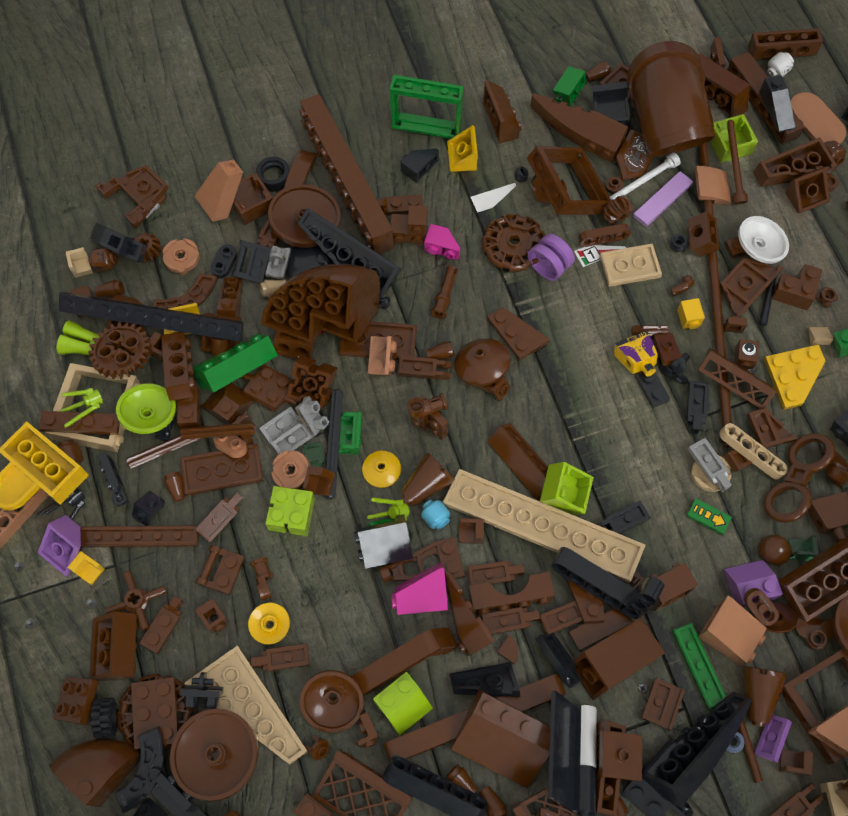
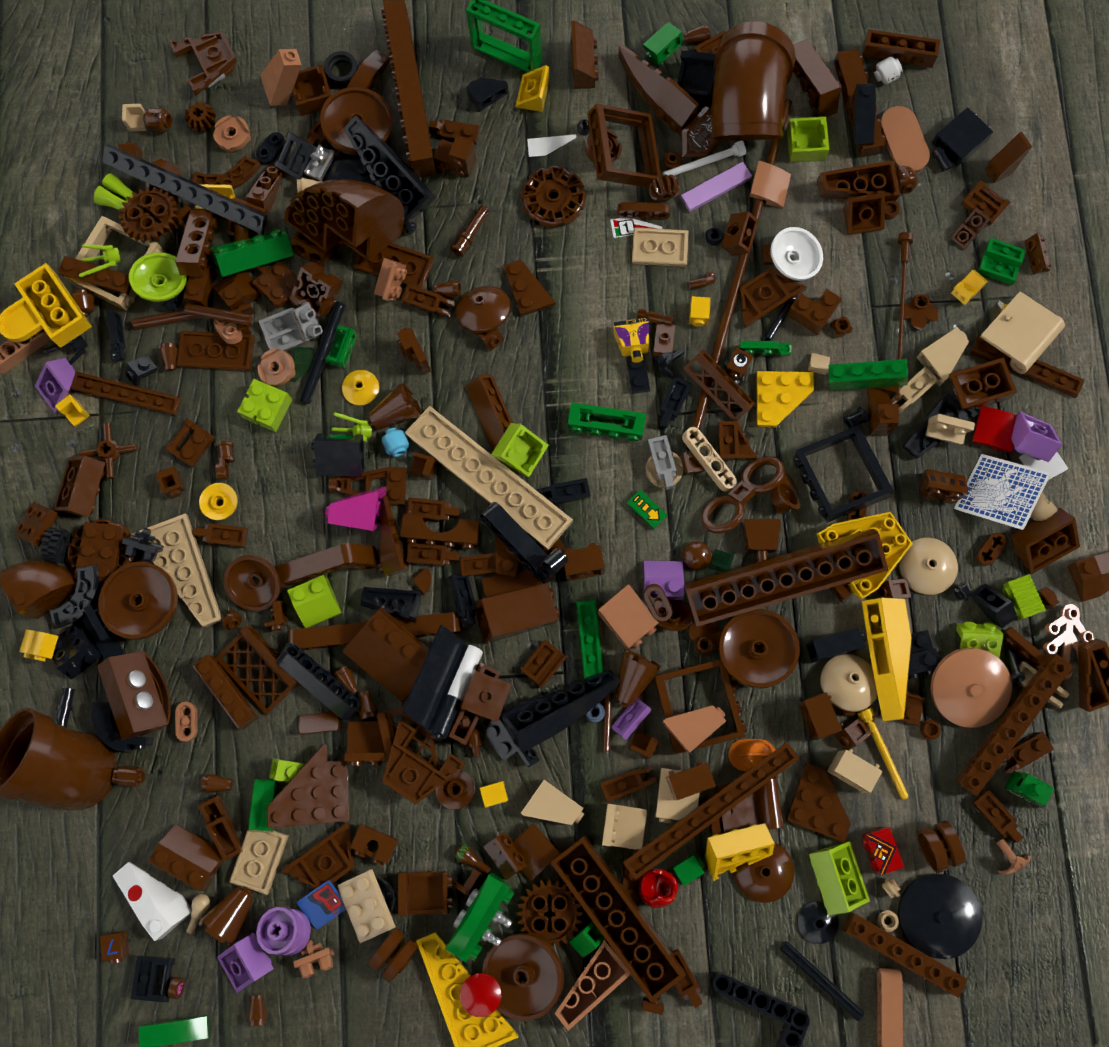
camera: 20 degrees right, 10 degrees up
(110, 289) = (157, 151): reddish brown cone -> none
(118, 242) = (173, 106): black slope -> none
(162, 626) = (127, 479): reddish brown hinge -> none
(219, 517) = (200, 395): reddish brown hinge -> none
(319, 481) = (297, 384): reddish brown panel -> none
(428, 405) = (409, 339): reddish brown connector -> none
(441, 242) = (480, 178): dark pink slope -> none
(553, 257) = (582, 221): medium lavender wheel -> none
(668, 440) = (580, 417): none -> green brick
(717, 53) = (826, 43): reddish brown plate -> none
(735, 324) = (738, 332): reddish brown plate -> none
(739, 196) = (793, 201): reddish brown piece -> none
(766, 332) = (765, 347): none -> green hinge

